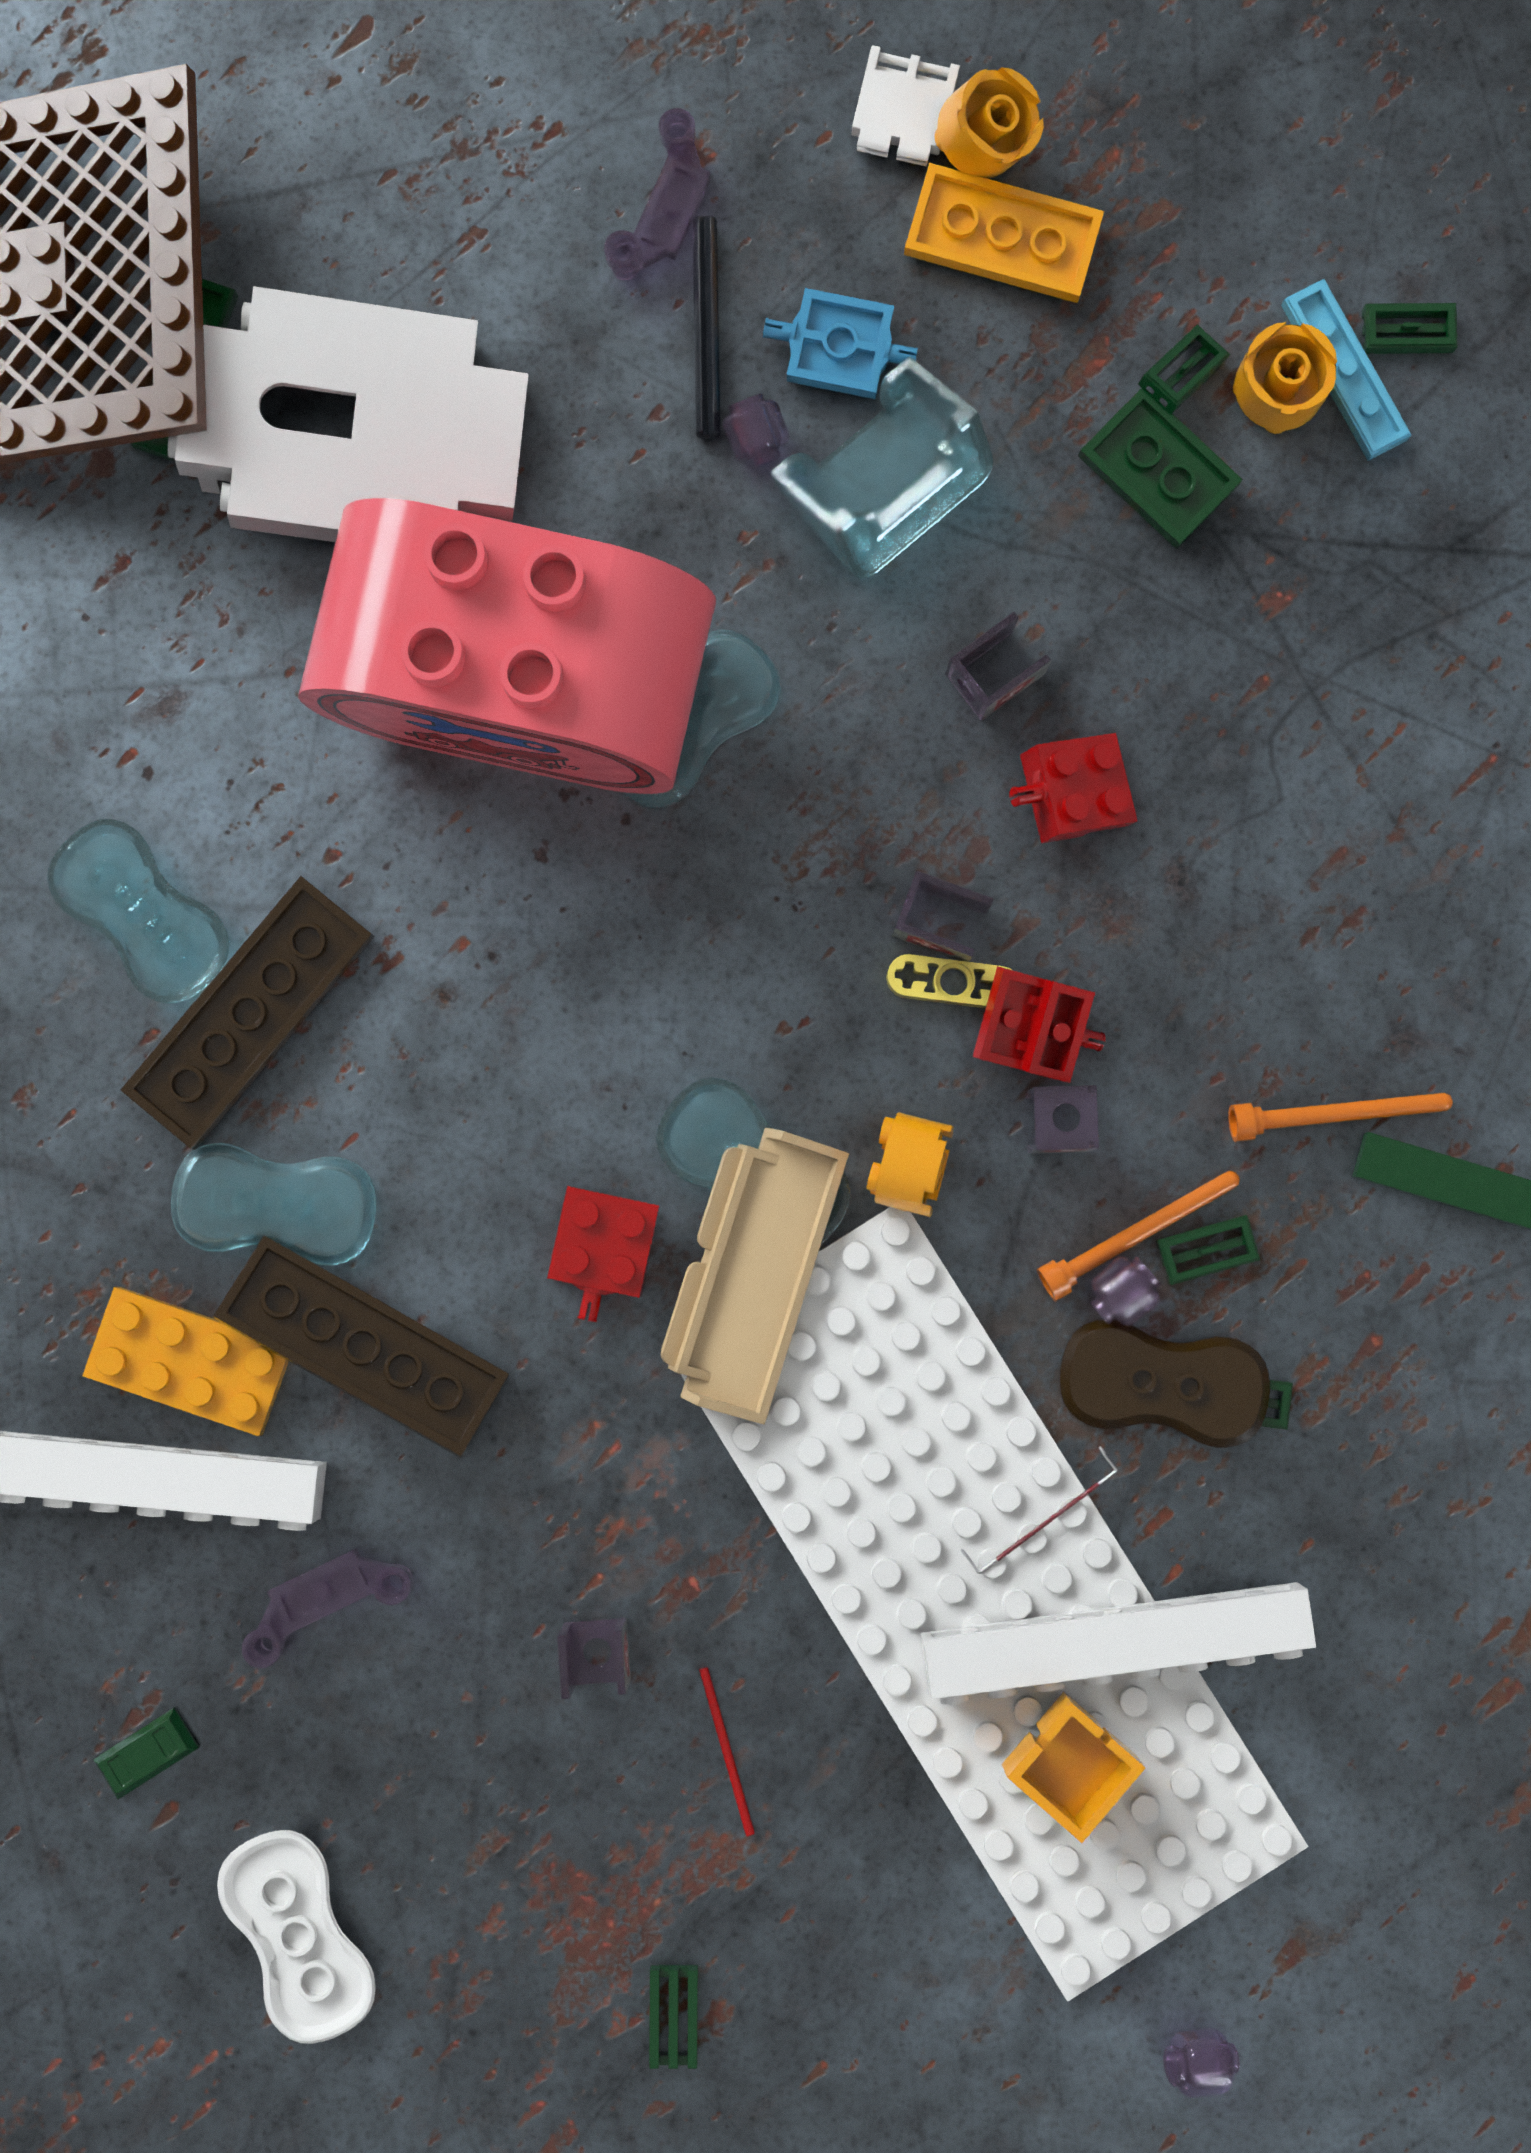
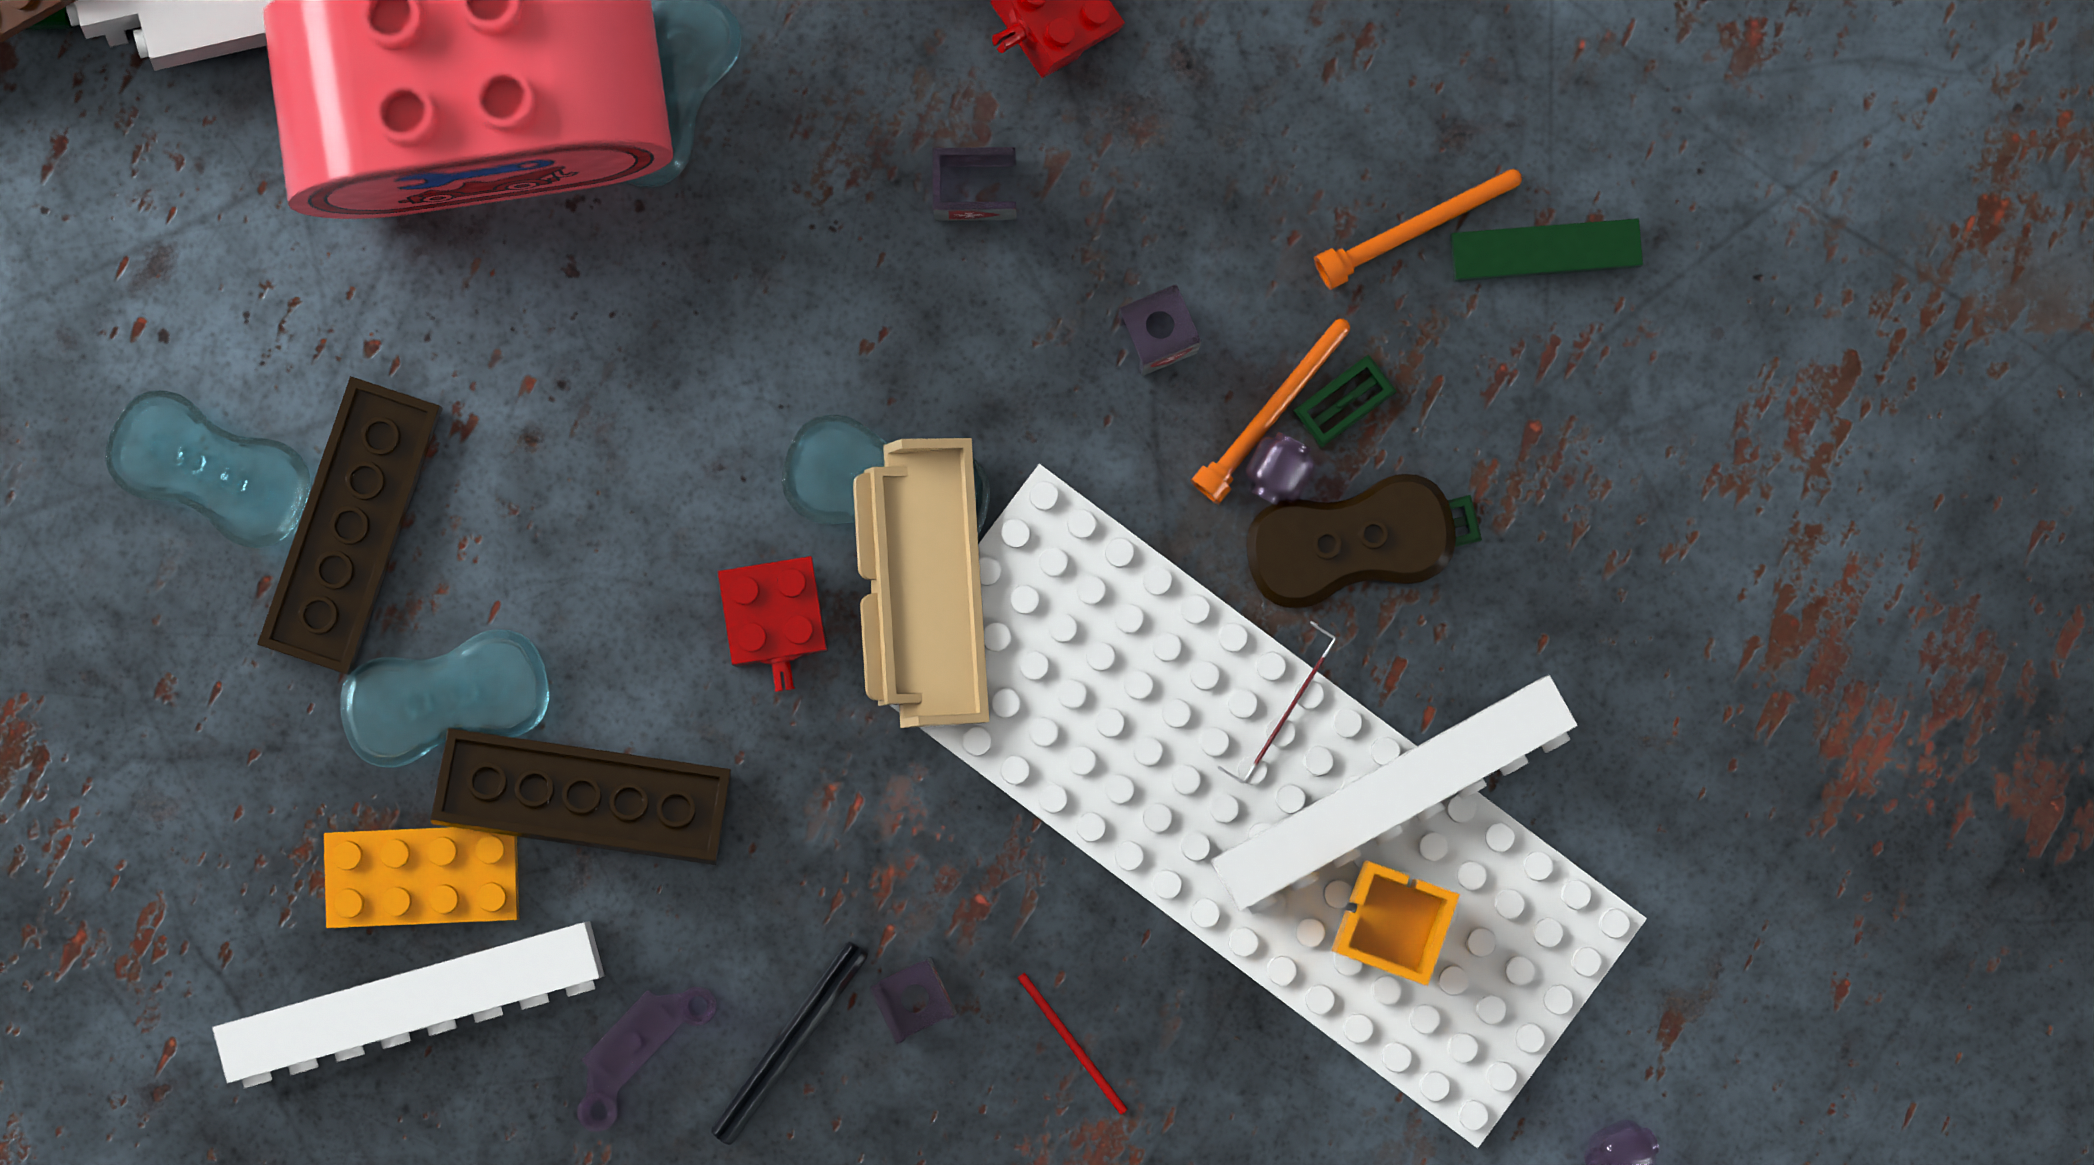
camera: 25 degrees left, 0 degrees up
(465, 1649) = (789, 1043): none -> black axle
(910, 1164) = (1033, 425): light orange brick -> none
(920, 967) = (1046, 244): light yellow beam -> none
(1035, 1025) = (1101, 251): red plate -> none

